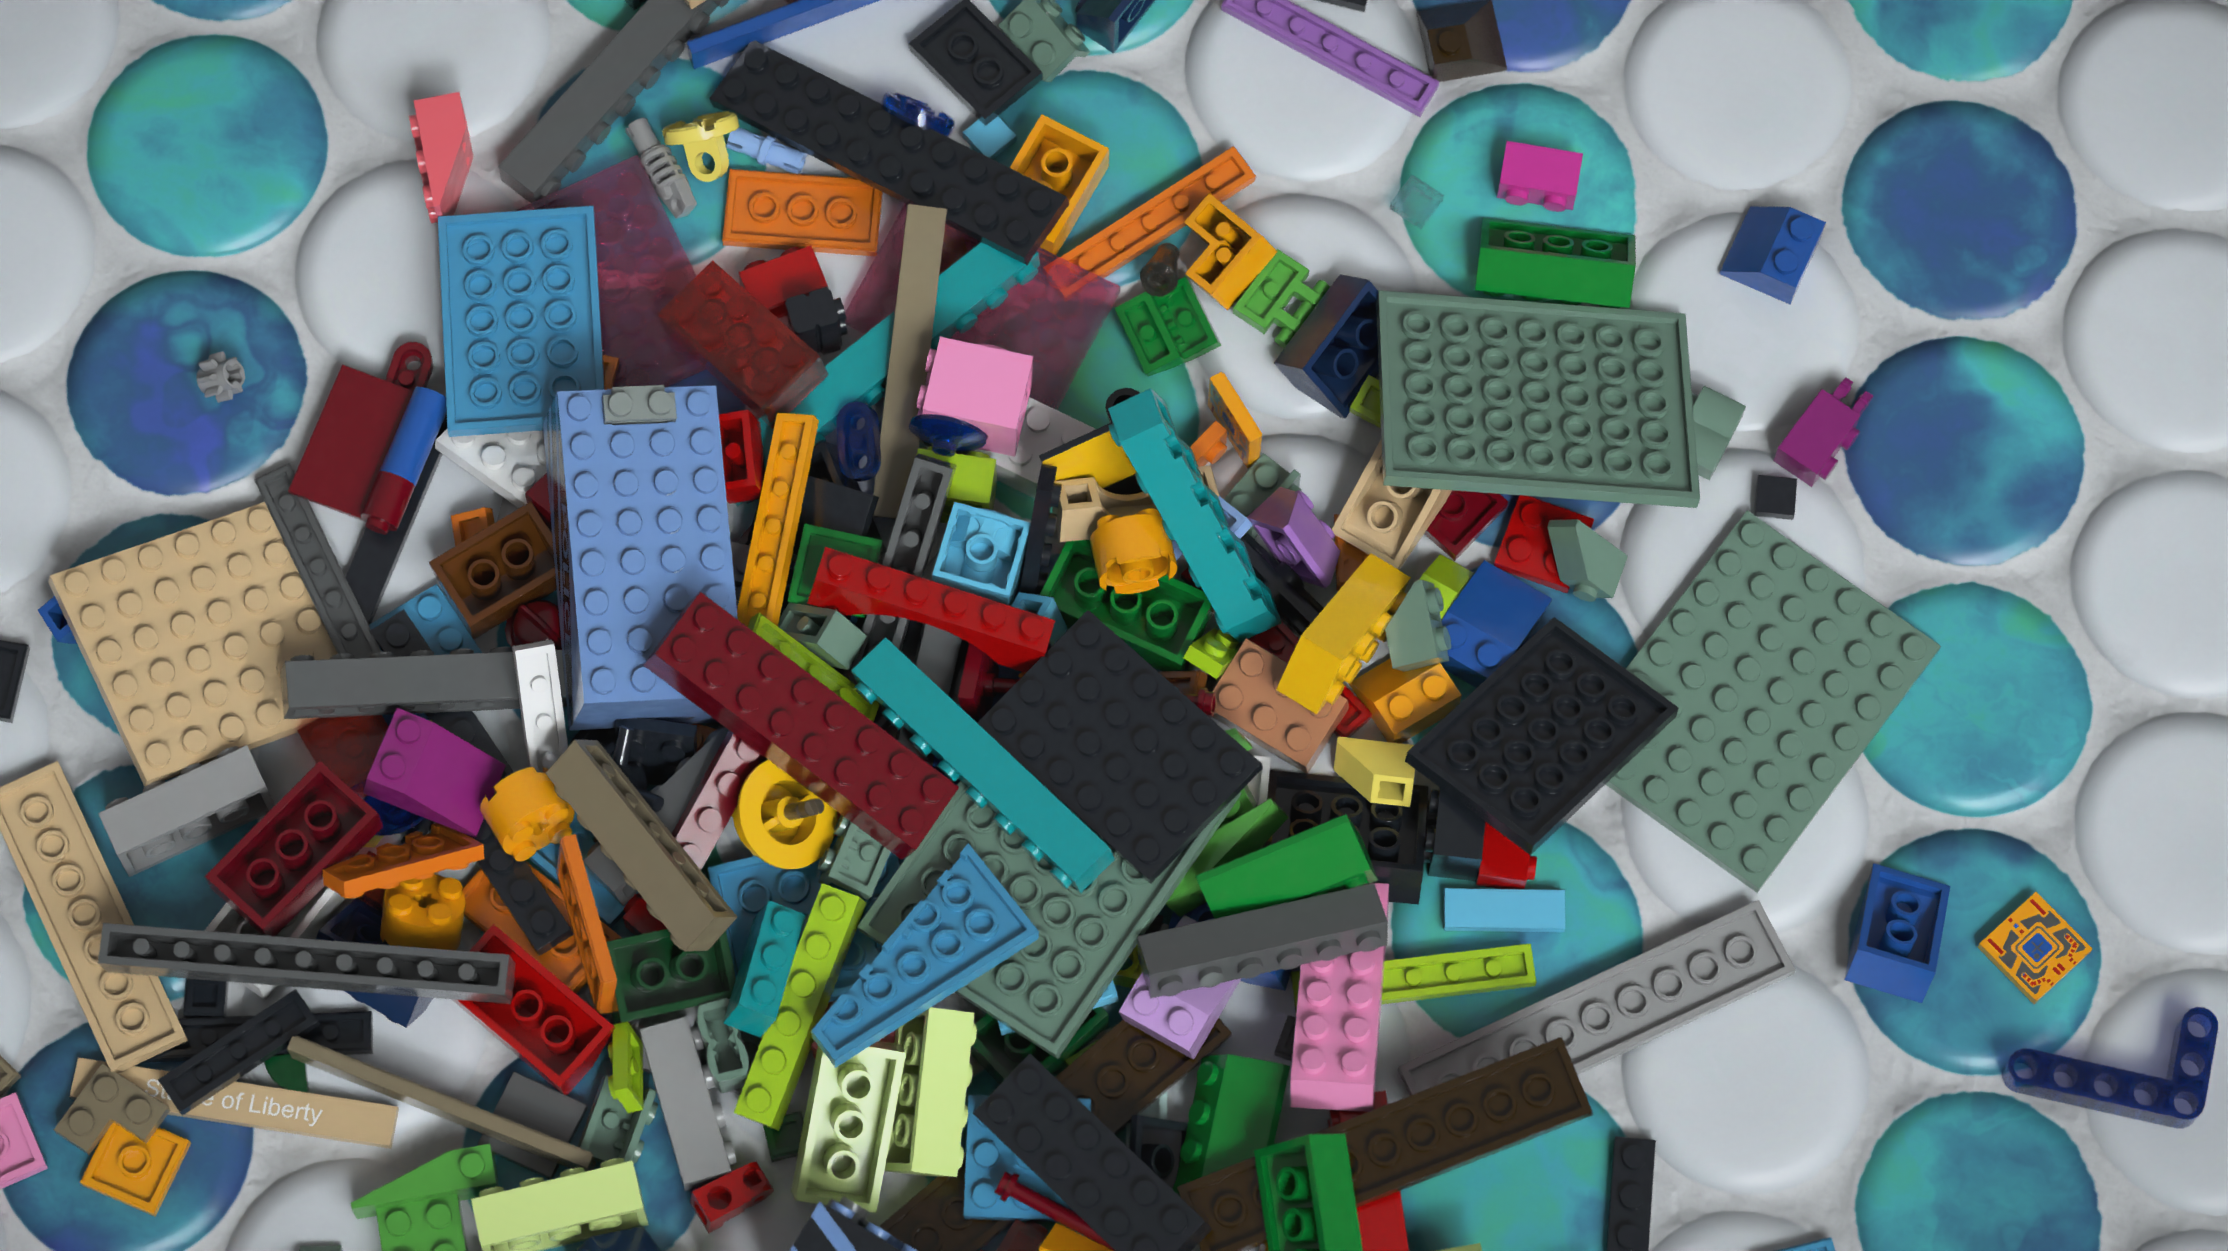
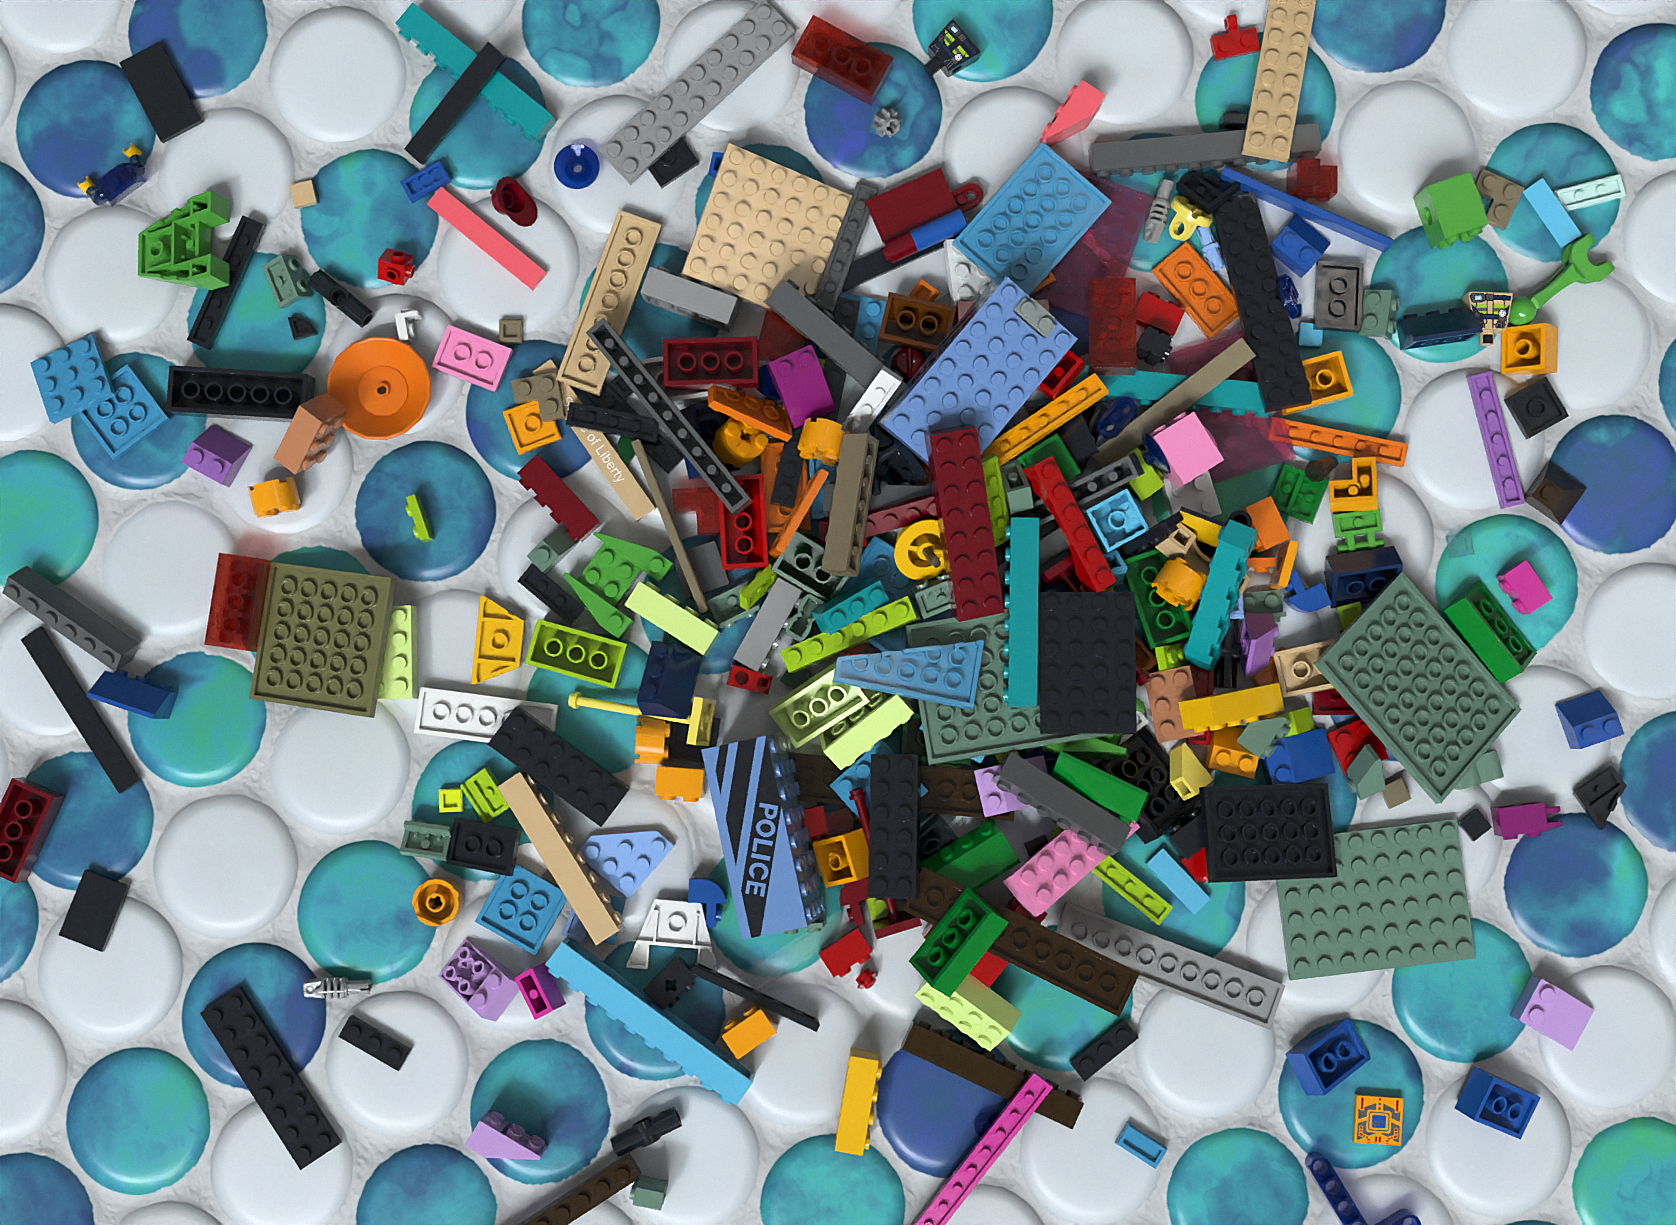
camera: 50 degrees right, 15 degrees up
(90, 356) = (842, 60): none -> clear red brick
(216, 222) = (951, 51): none -> torso
(262, 1215) = (559, 498): none -> dark red brick
(453, 1039) = (703, 503): none -> clear red brick
(693, 90) = (1206, 191): none -> black wing
(870, 50) = (1299, 246): none -> blue slope
(1178, 386) = (1268, 524): none -> orange brick
(1304, 436) = (1304, 599): none -> blue brick
(1646, 553) = (1395, 793): none -> dark tan tile
(1879, 320) = (1600, 795): none -> black wing
(2094, 618) = (1552, 1012): none -> lavender slope
(2145, 784) = (1497, 1103): none -> blue slope

